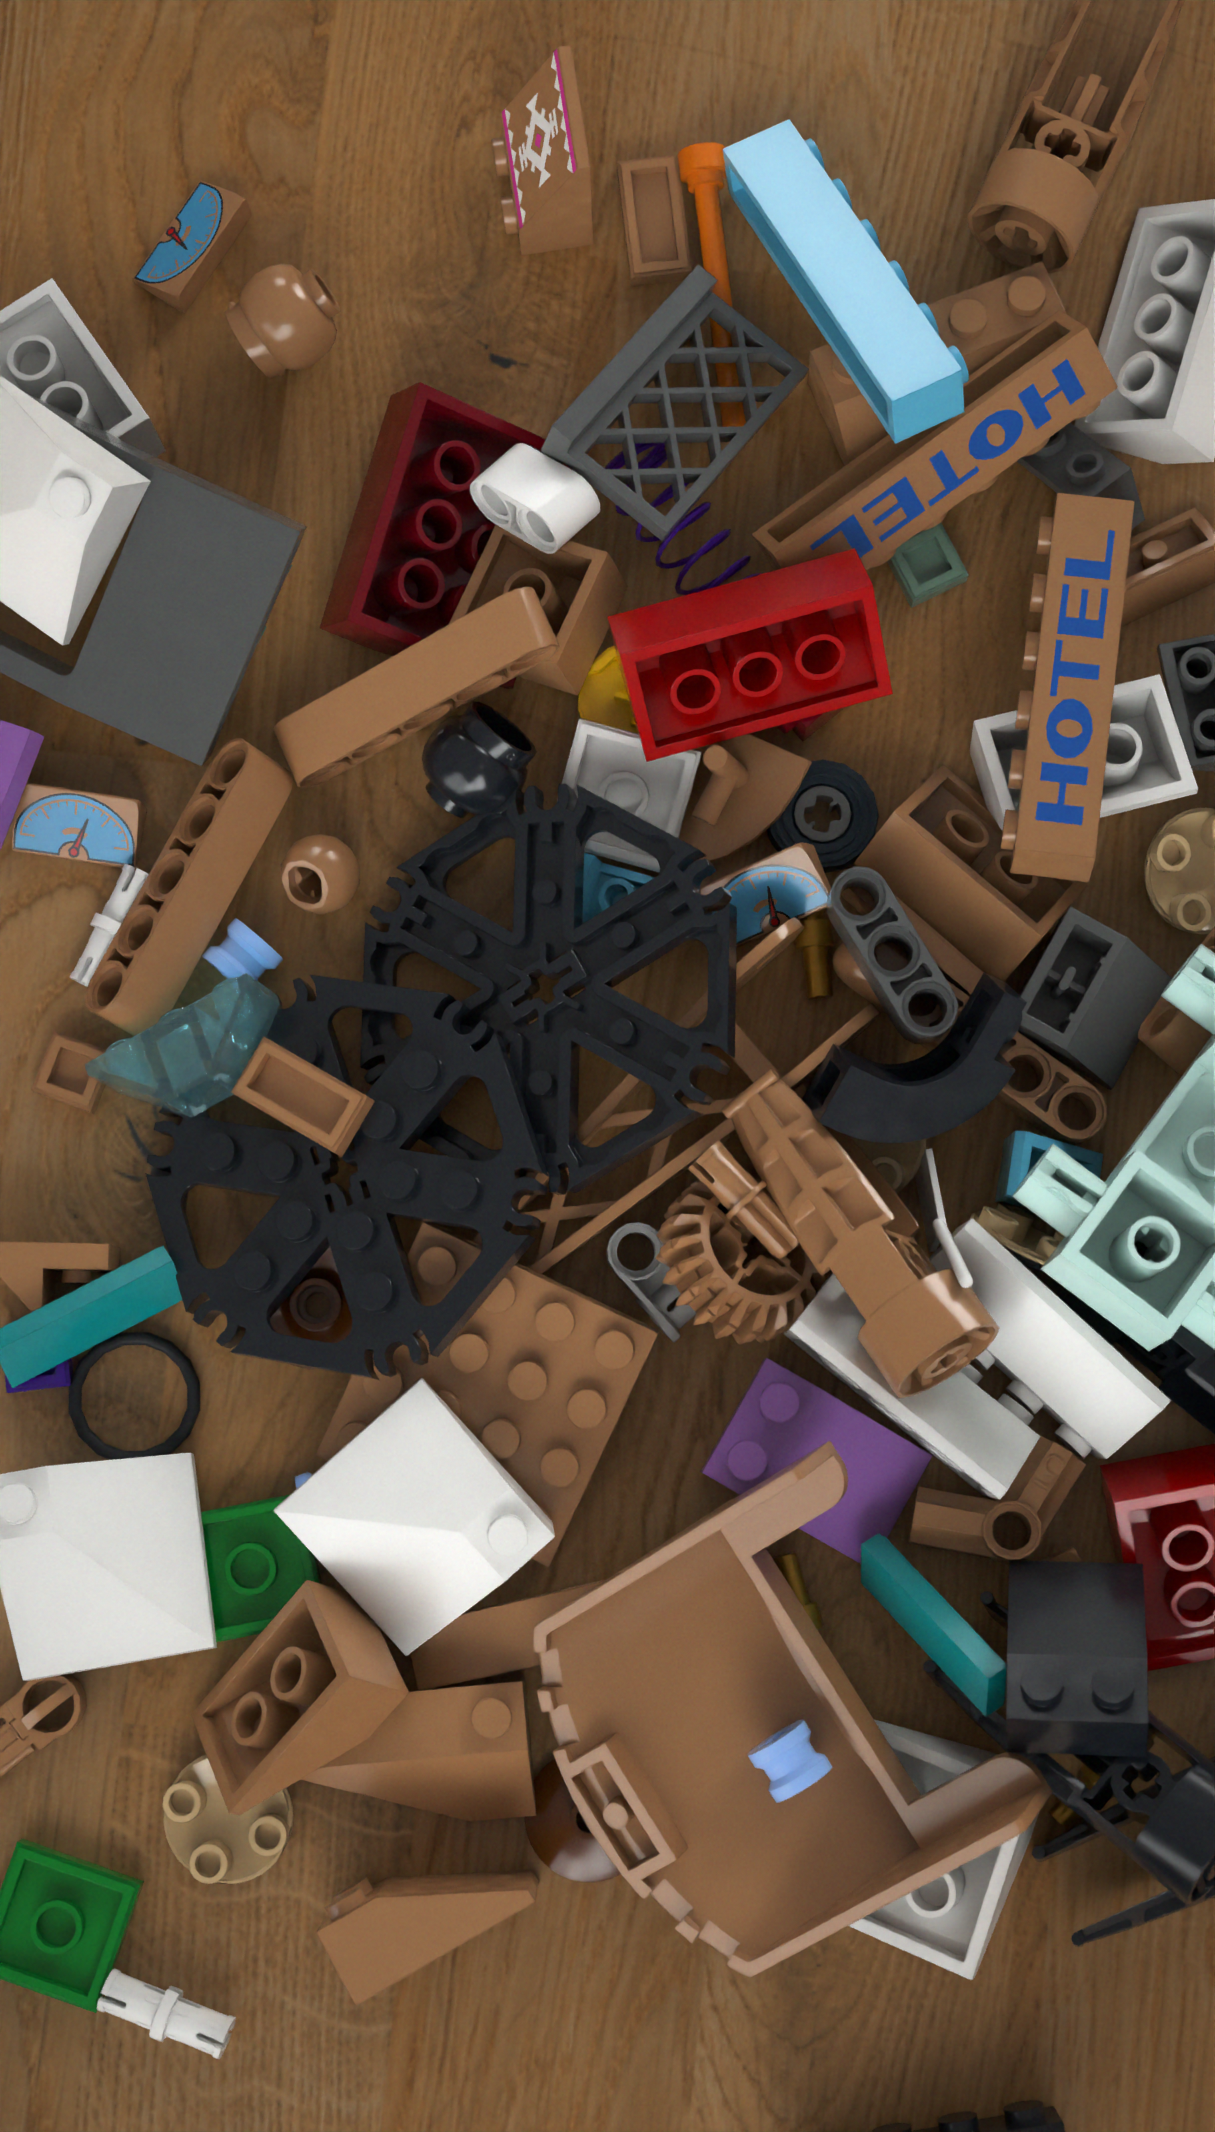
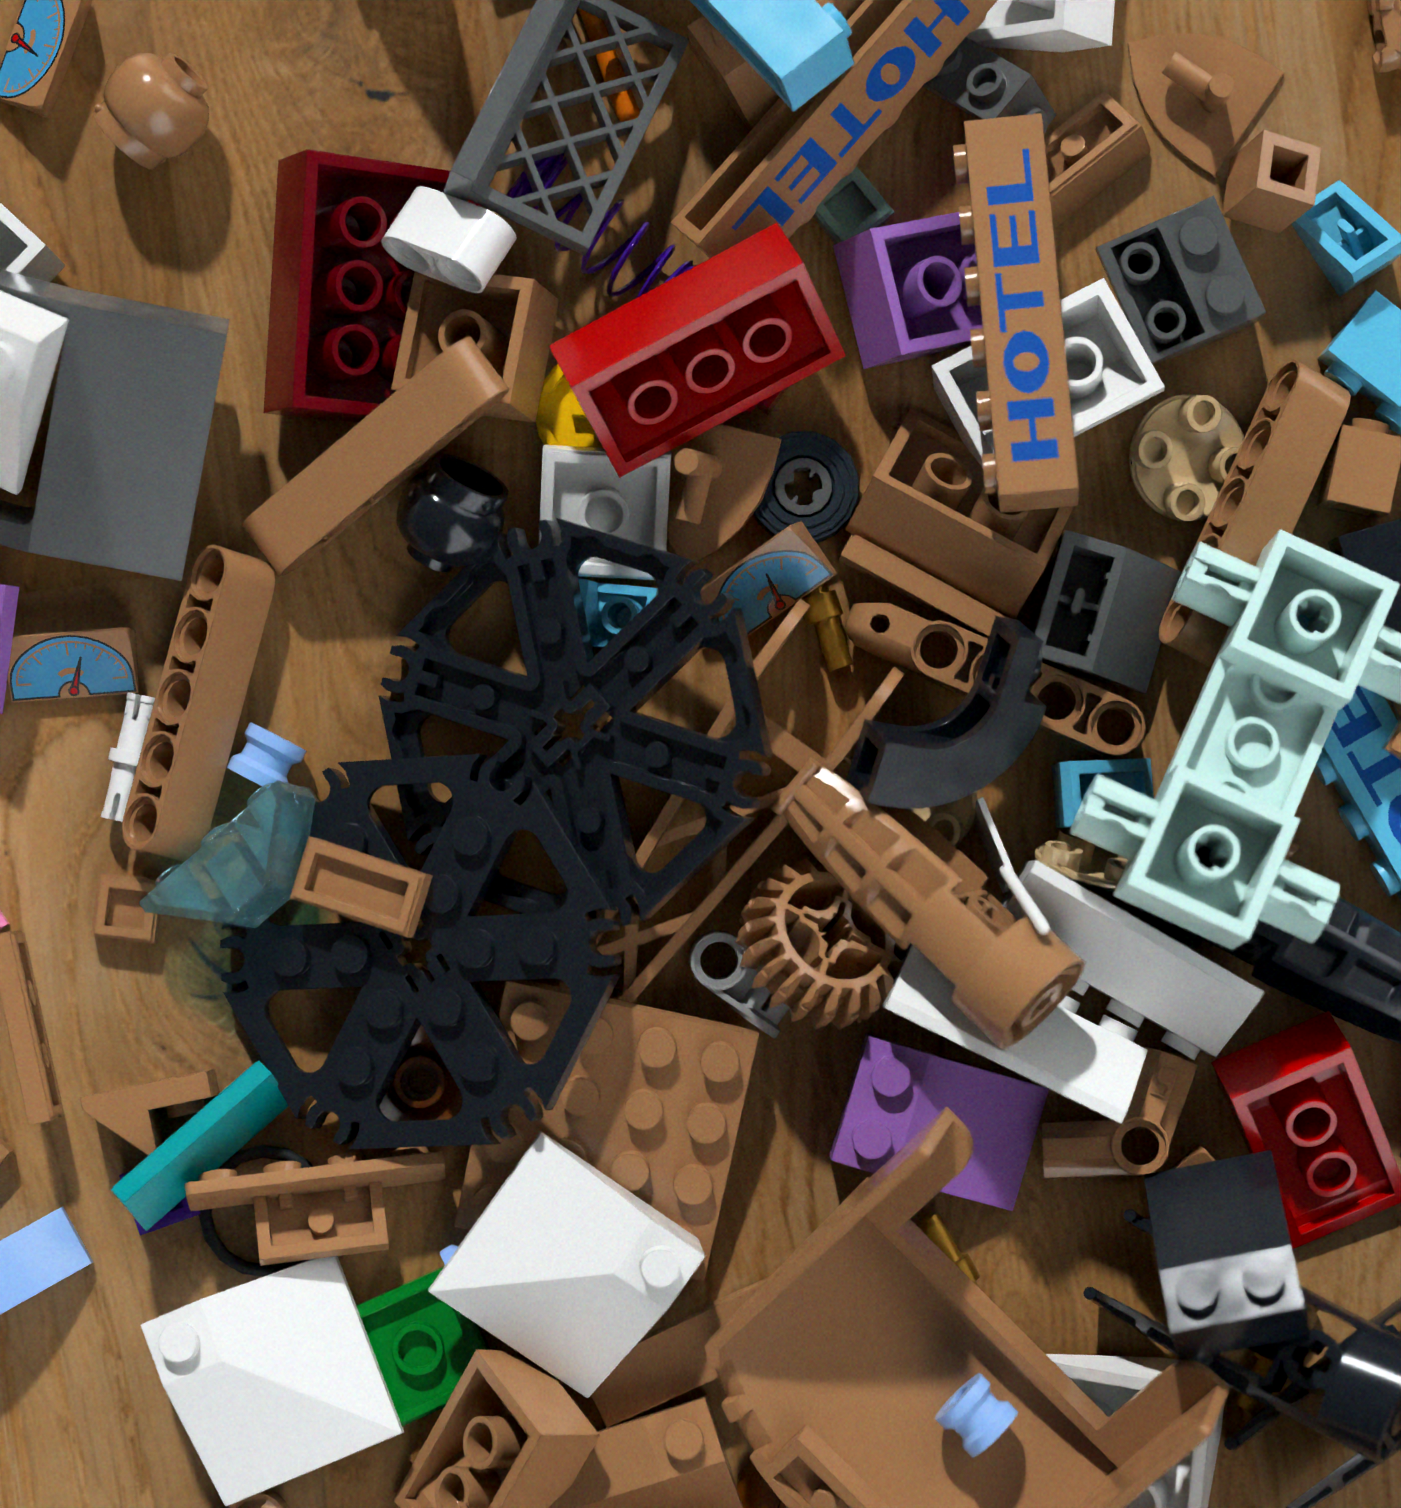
camera: 15 degrees left, 5 degrees up
(185, 1403) = (317, 1208): none -> medium nougat bracket
(320, 874) = (323, 659): medium nougat piece -> none
(745, 1199) = (812, 889): medium nougat axle -> none
(891, 924) = (893, 587): dark grey beam -> none
(933, 1624) = (1083, 1252): teal tile -> none
(966, 647) = (908, 289): none -> medium lavender slope

